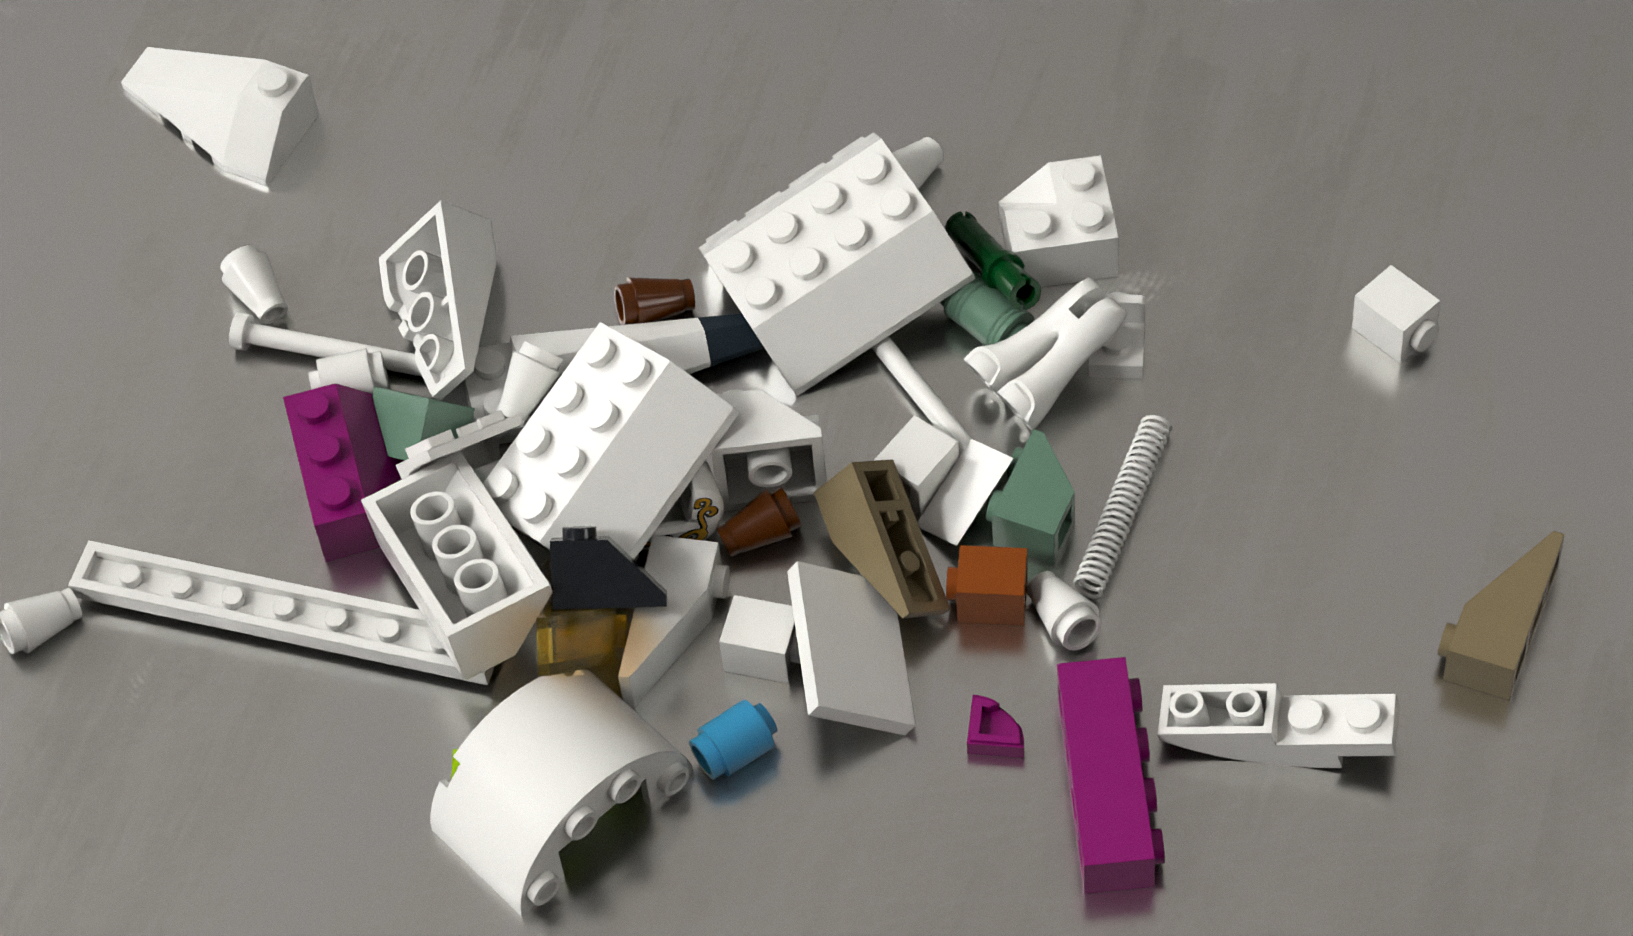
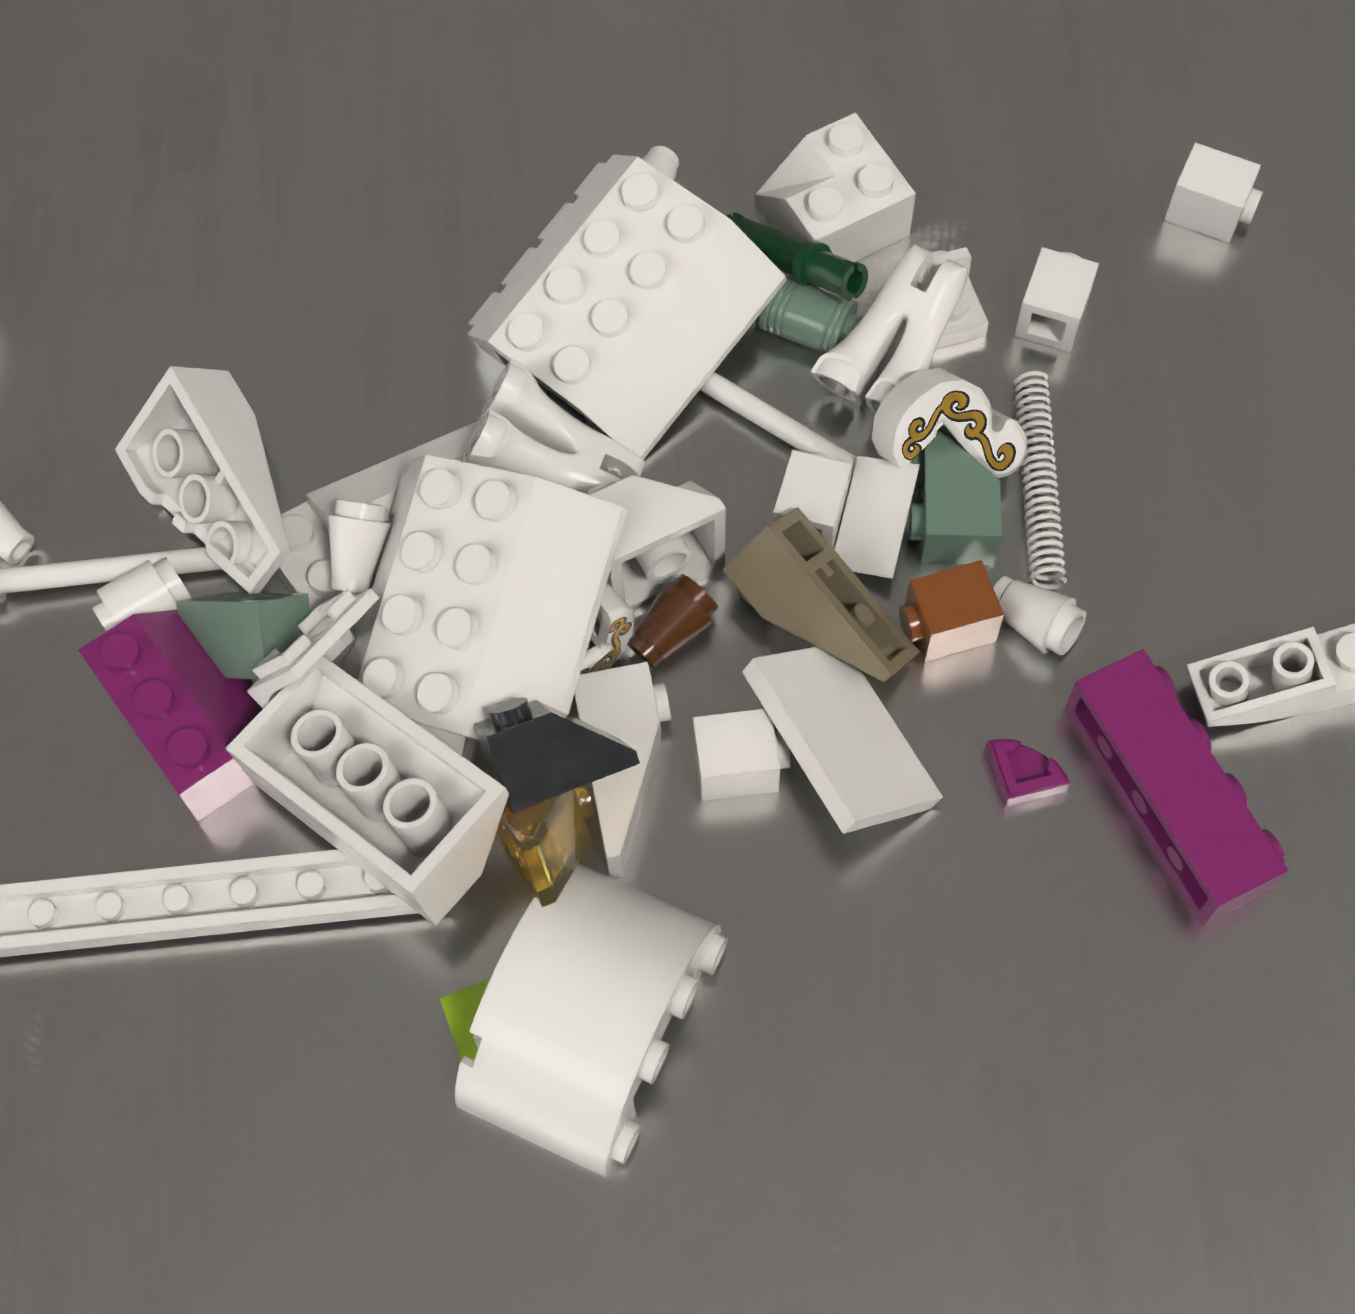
camera: 25 degrees left, 10 degrees up
(652, 299) = (441, 406): reddish brown cone -> none
(713, 347) = (536, 437): none -> white piece
(733, 739) = (758, 883): dark azure brick -> none
(1058, 413) = (942, 400): none -> white animal
(1209, 363) = (1056, 299): none -> white brick

